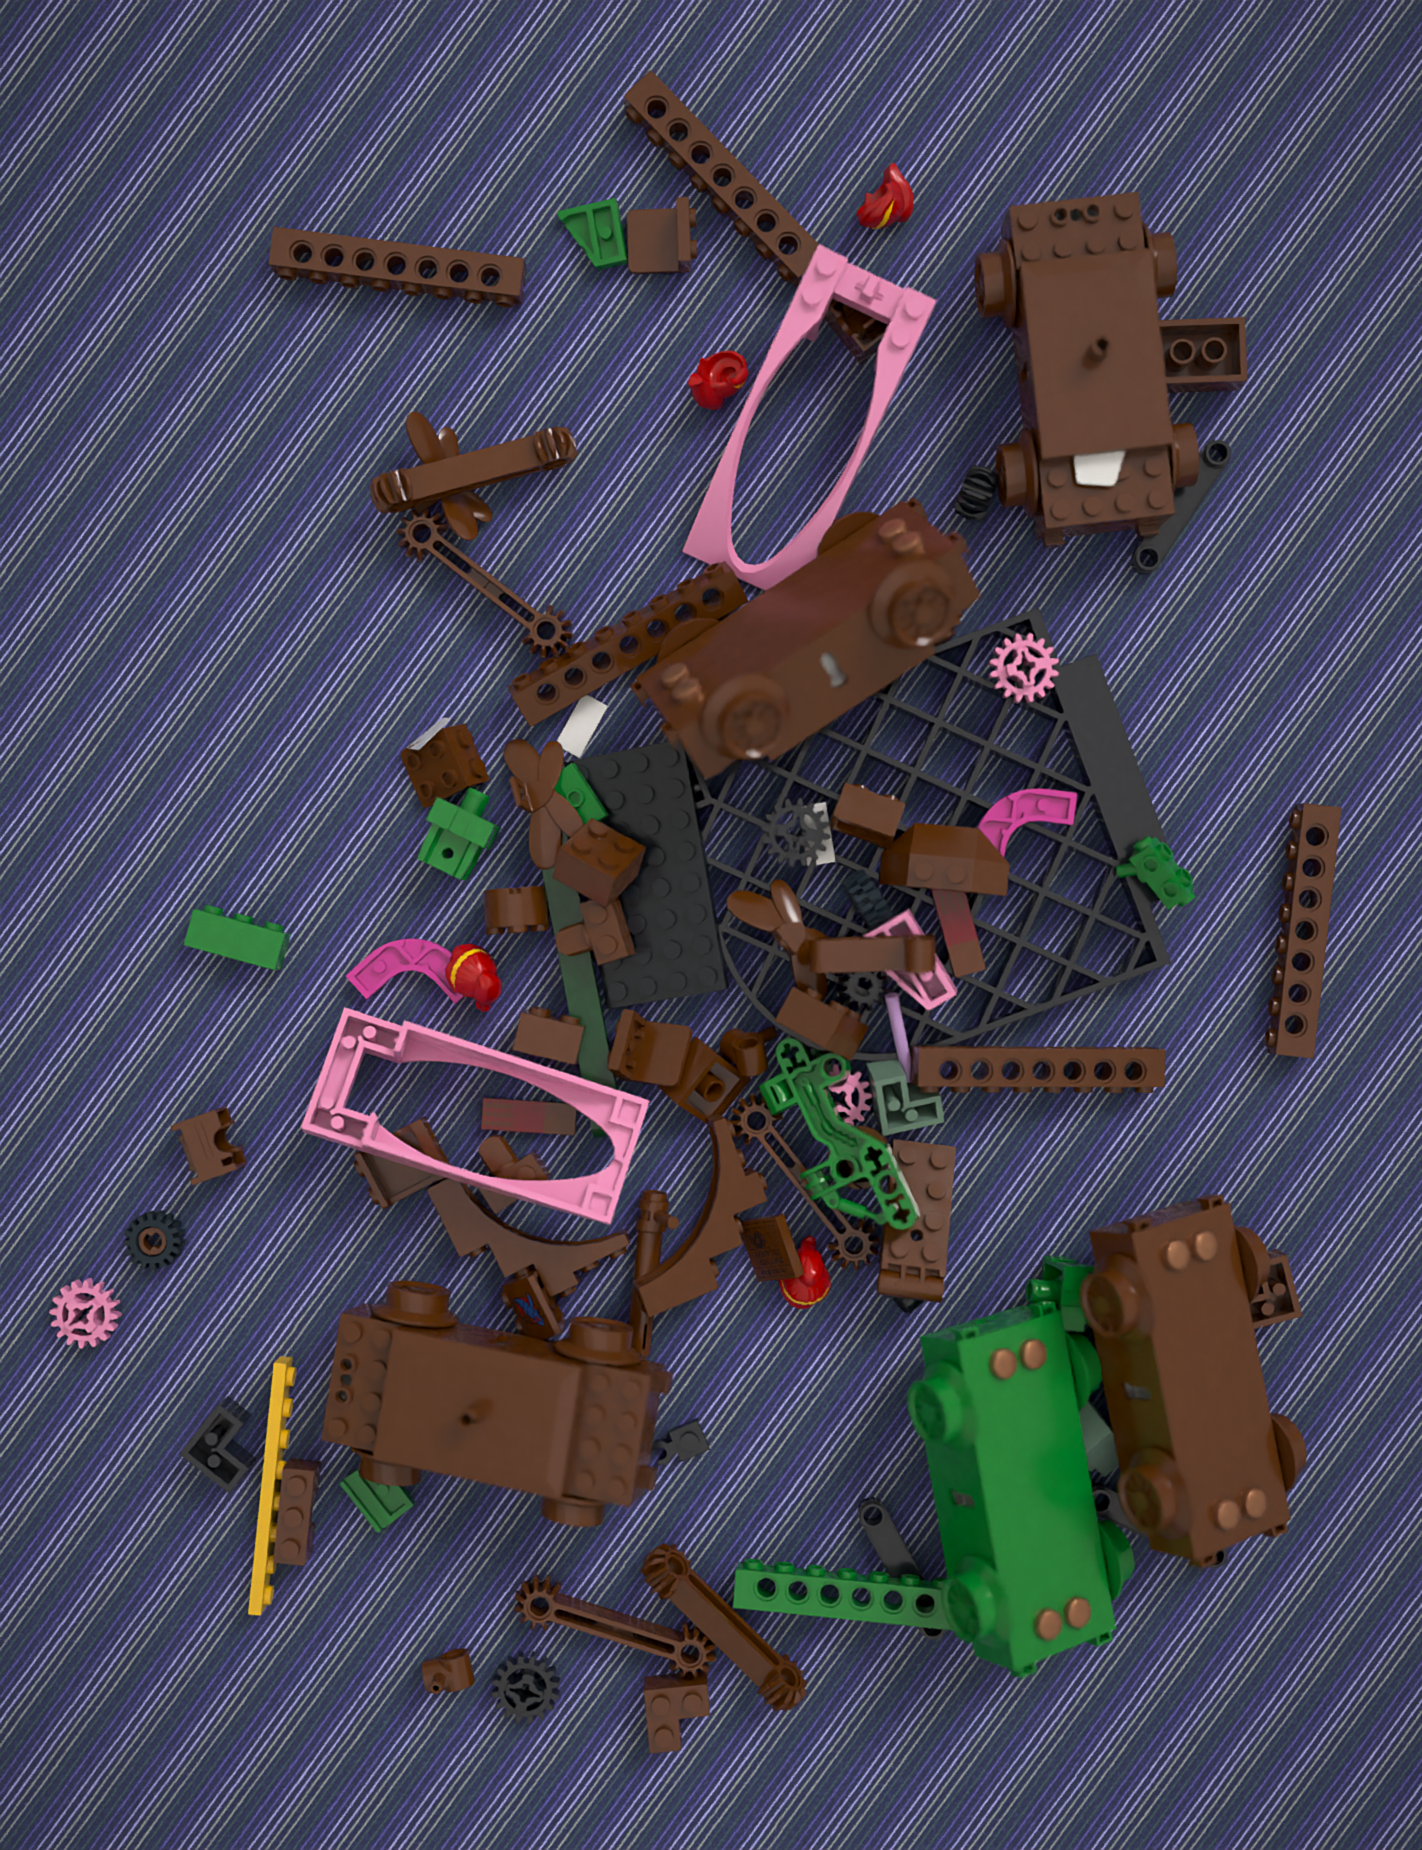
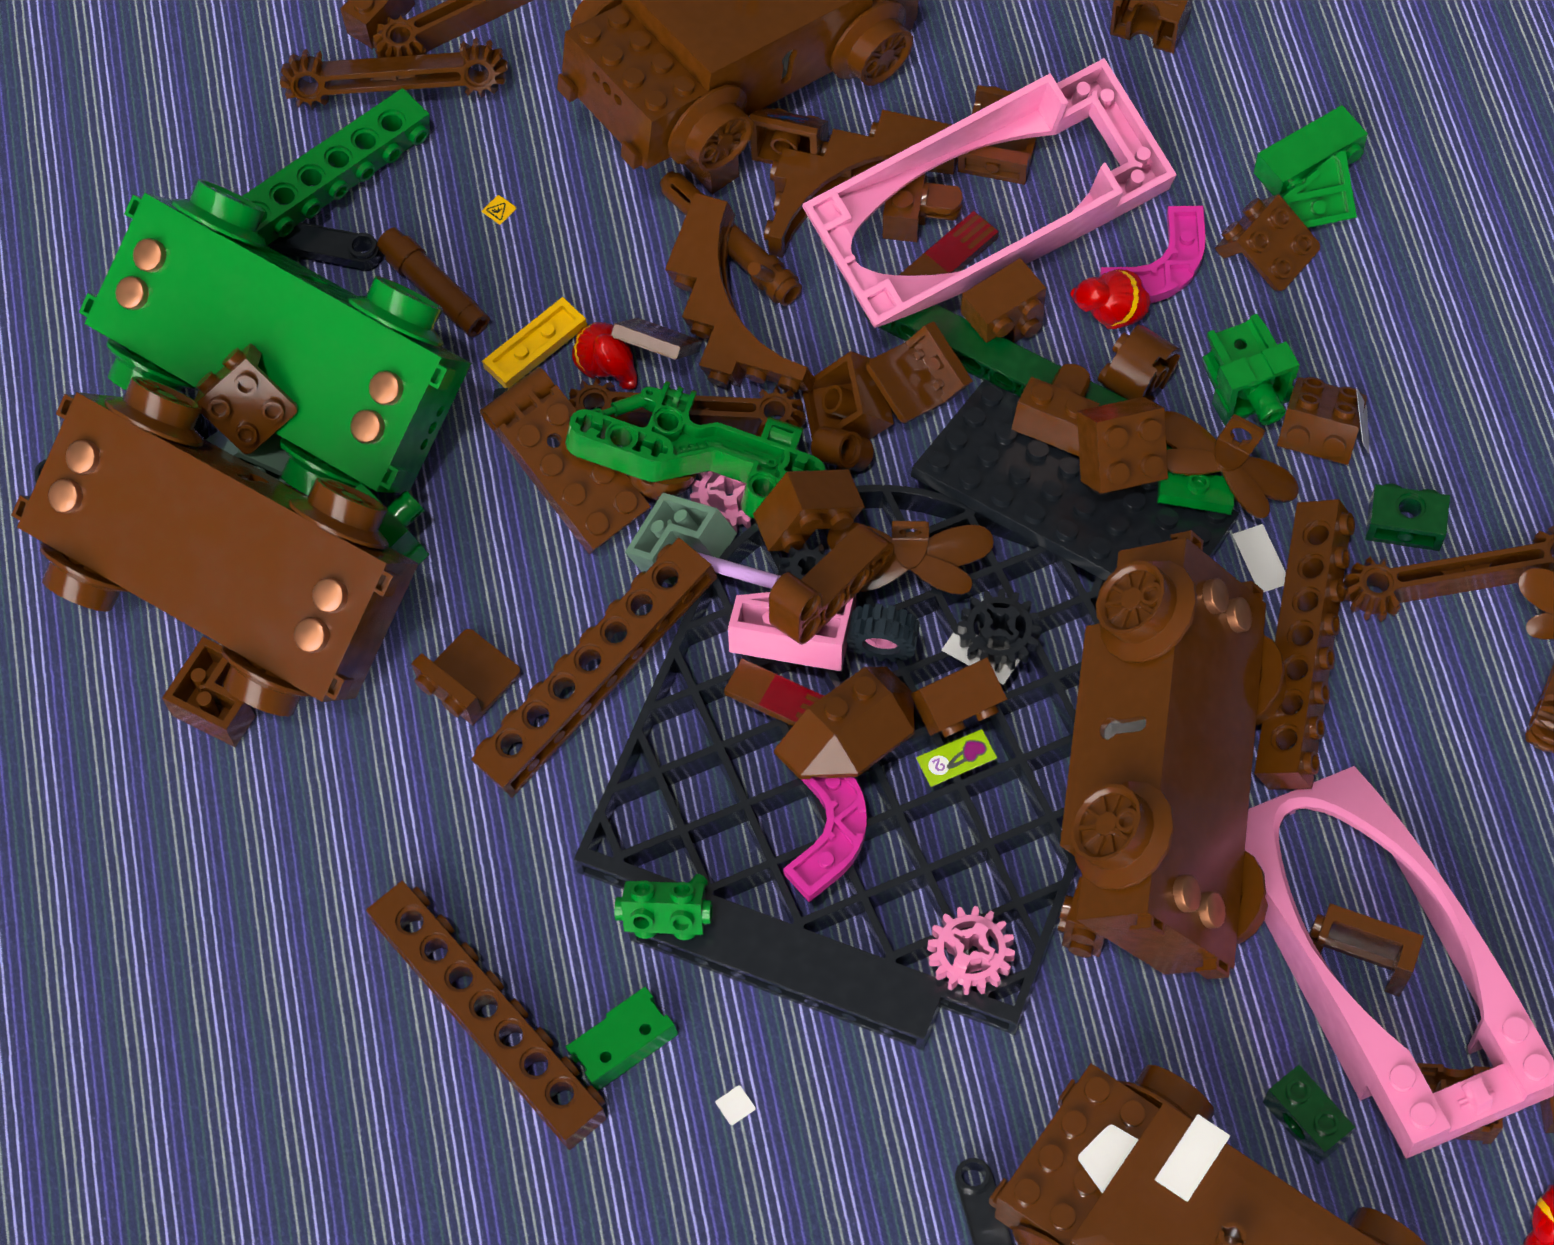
camera: 140 degrees right, 25 degrees down
(270, 903) = (1324, 193): none -> green wing
(334, 910) = (1271, 241): none -> reddish brown bracket
(472, 634) = (1390, 526): none -> dark green brick
(685, 1440) = (566, 166): black plate -> none
(718, 378) = (1504, 921): red hair -> none
(755, 1456) = (499, 209): none -> yellow sticker
(795, 417) = (1369, 941): none -> reddish brown panel
(839, 1330) = (534, 343): none -> yellow plate
(852, 1473) = (411, 261): none -> reddish brown piece
(904, 788) = (956, 757): none -> lime sticker
(940, 397) = (1308, 1114): none -> dark green brick
(976, 493) = (1184, 1057): black gear -> none
(1063, 413) = (1192, 1157): none -> white sticker
(1088, 1458) = (244, 400): none -> reddish brown bracket
(1107, 1148) = (466, 676): none -> reddish brown bracket
(1220, 737) = (735, 1105): none -> white sticker
(1246, 836) = (622, 1039): none -> green piece

